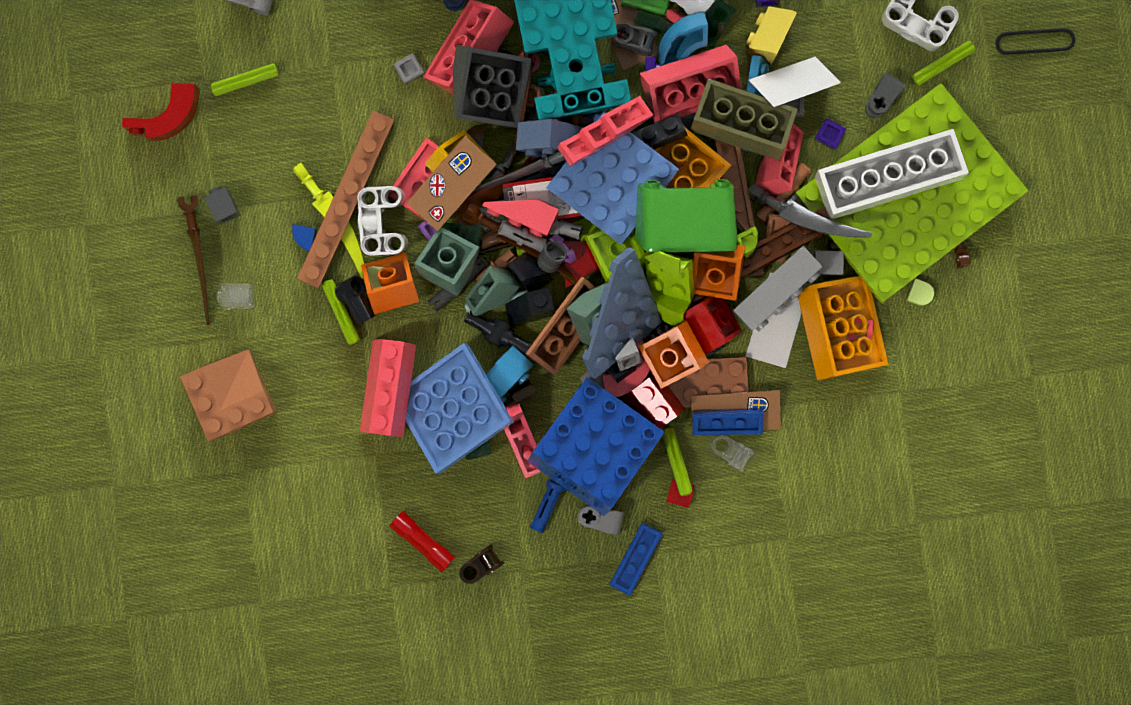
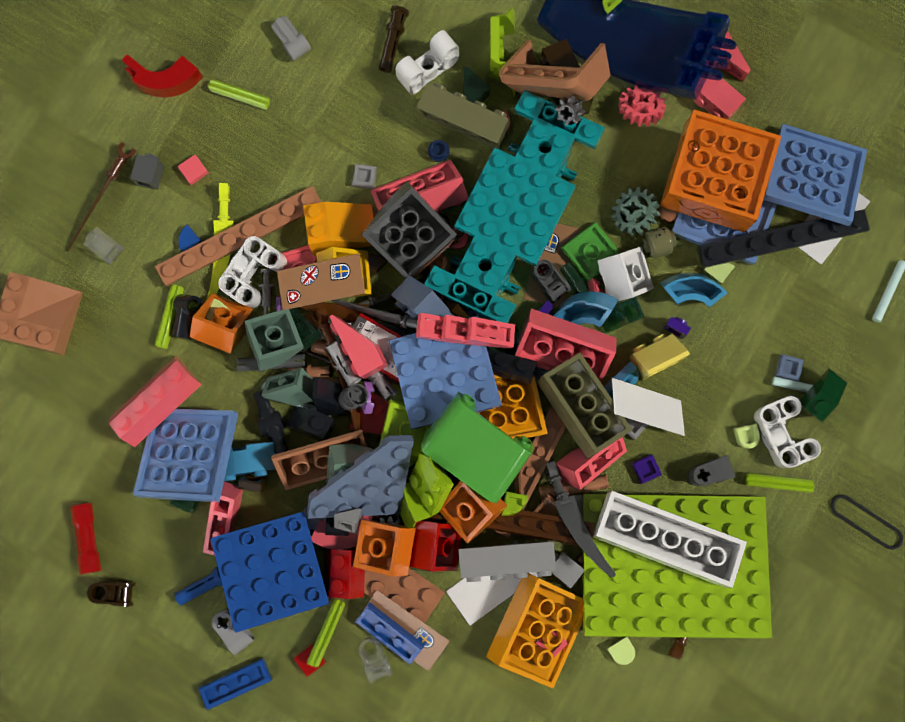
camera: 45 degrees right, 5 degrees down
(258, 174) = (193, 169): none -> coral tile
(405, 229) = (266, 290): none -> light grey piece
(423, 127) = (336, 225): none -> light orange slope
(890, 44) = (747, 436): none -> yellowish green tile

